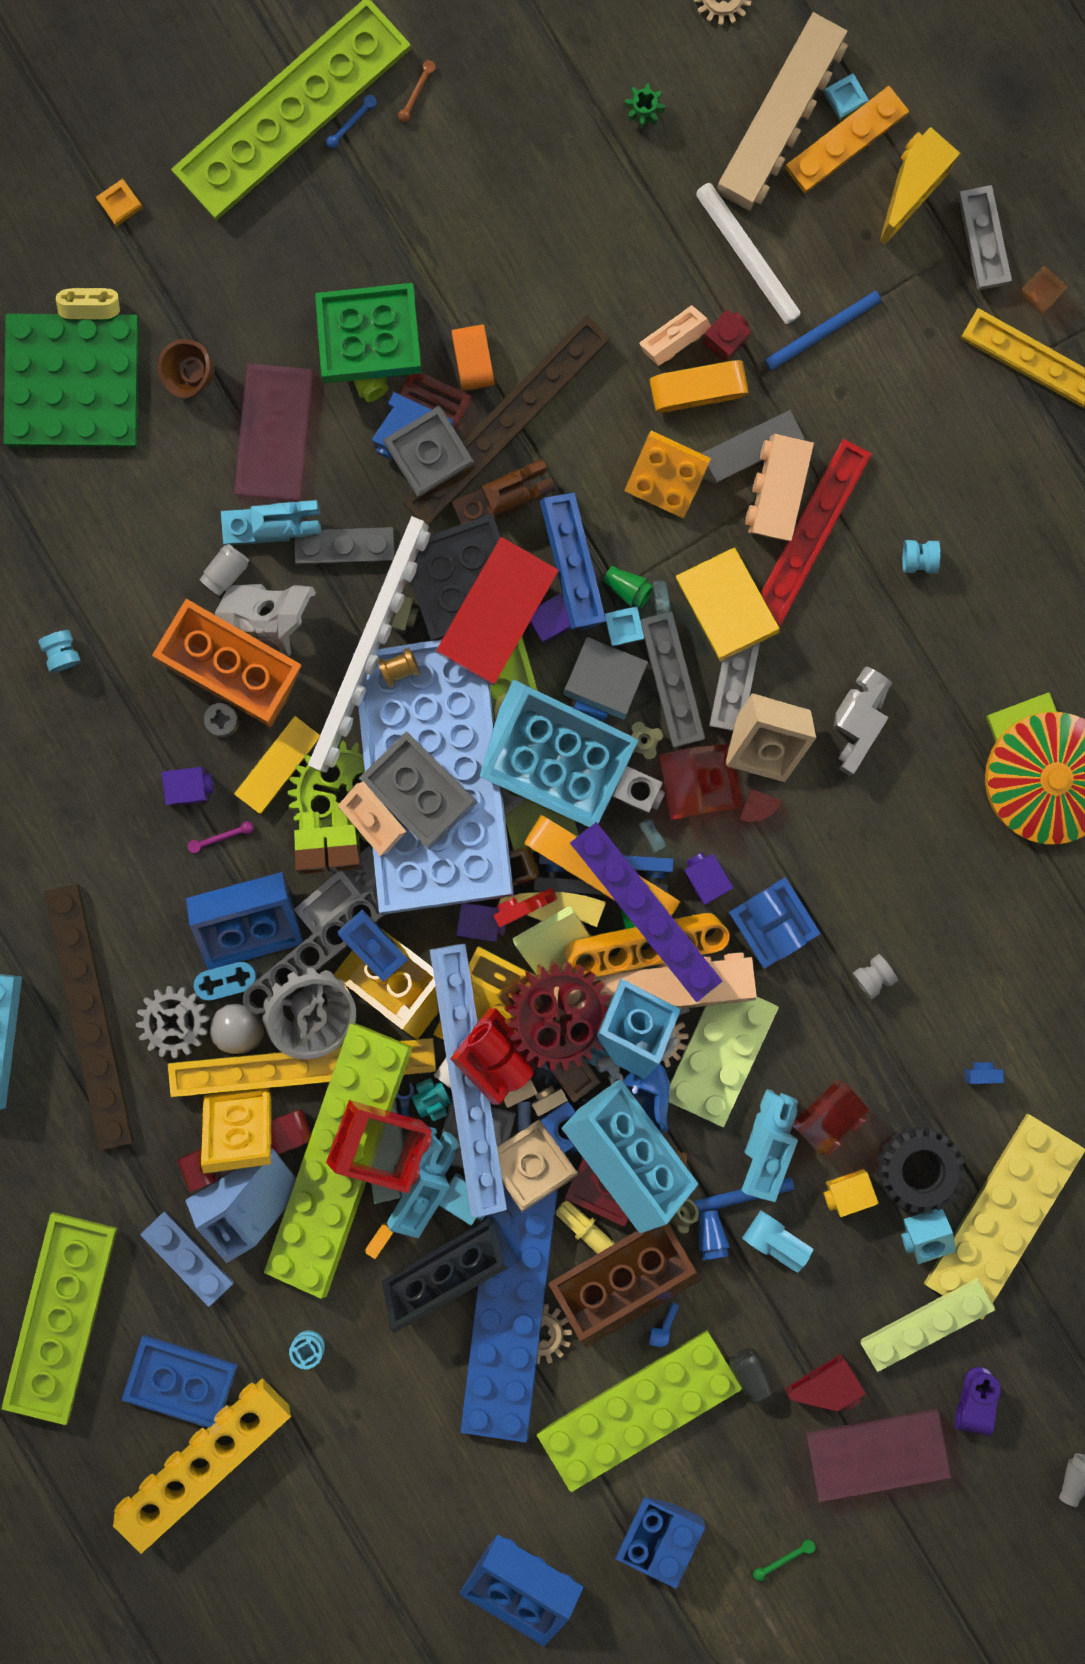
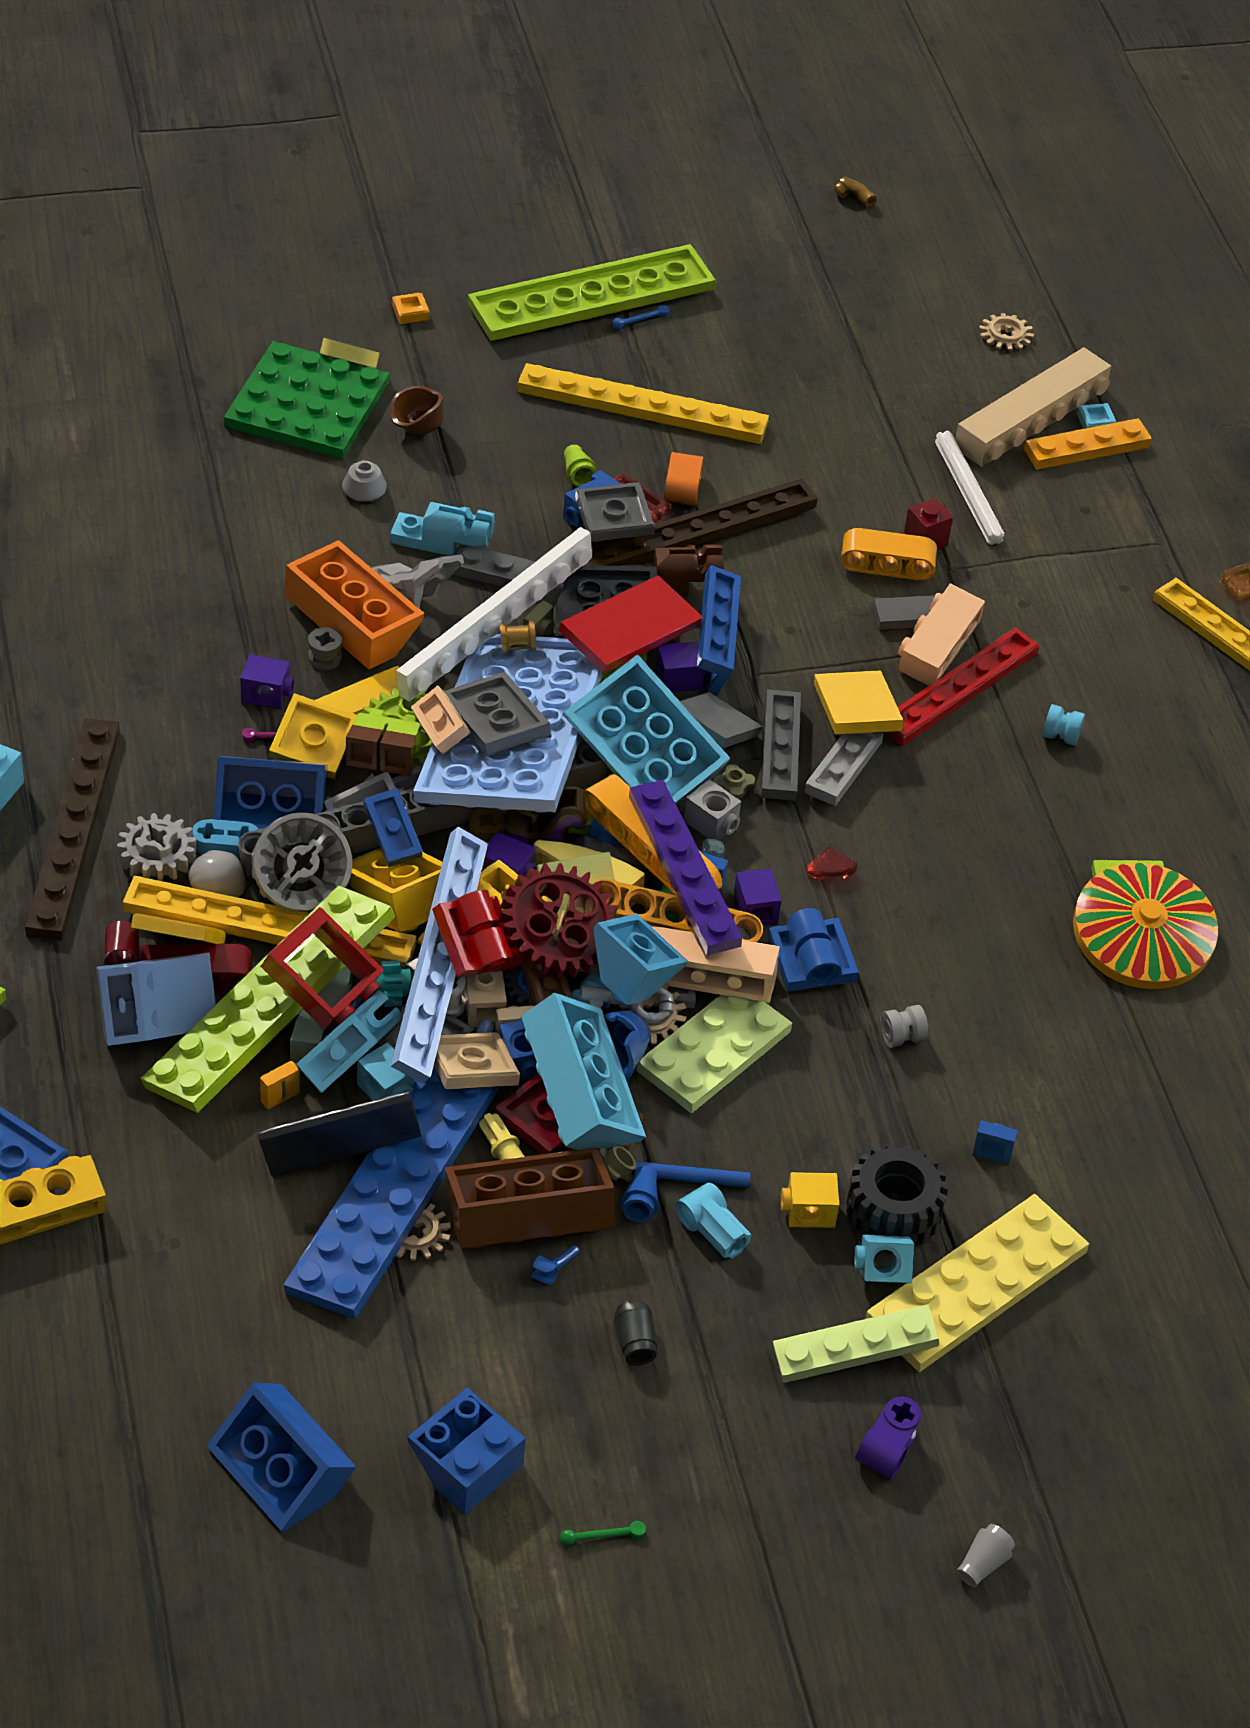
camera: 15 degrees right, 40 degrees down
(59, 651) = (197, 558): medium azure wheel -> none
(182, 479) = (364, 482): none -> light grey cone
(187, 1258) = (65, 1046): medium blue plate -> none
(224, 569) = (383, 548): light grey piece -> none
(256, 840) = (312, 734): none -> yellow plate
(273, 432) = (478, 473): clear pink tile -> none
(308, 1343) = (152, 1154): medium azure wheel -> none
(368, 333) = (594, 432): green plate -> none
(396, 255) = (643, 403): none -> yellow plate
(428, 69) = (724, 305): dark orange hinge -> none
(513, 910) = (556, 832): red wing -> none
(624, 626) = (749, 694): medium azure plate -> none
(630, 587) = (768, 669): green cone -> none
(638, 1411) = (493, 1333): lime plate -> none
(645, 97) = (909, 370): green gear -> none
(660, 597) = (794, 676): clear light blue tile -> none
(667, 474) = (836, 597): light orange plate -> none
(675, 335) = (892, 515): light nougat plate -> none
(700, 781) = (779, 821): clear red slope -> none
(770, 737) = (861, 805): tan slope -> none
(770, 1146) = (737, 1125): medium azure plate -> none
(822, 330) = (1021, 555): blue bar -> none
(828, 1387) = (718, 1368): dark red slope -> none
(831, 1118) = (813, 1116): clear red slope -> none
(860, 719) = (962, 825): light grey plate -> none
(878, 1455) = (754, 1456): clear pink plate -> none
(924, 167) = (1144, 471): yellow slope -> none
(984, 237) = (1197, 534): light grey plate -> none

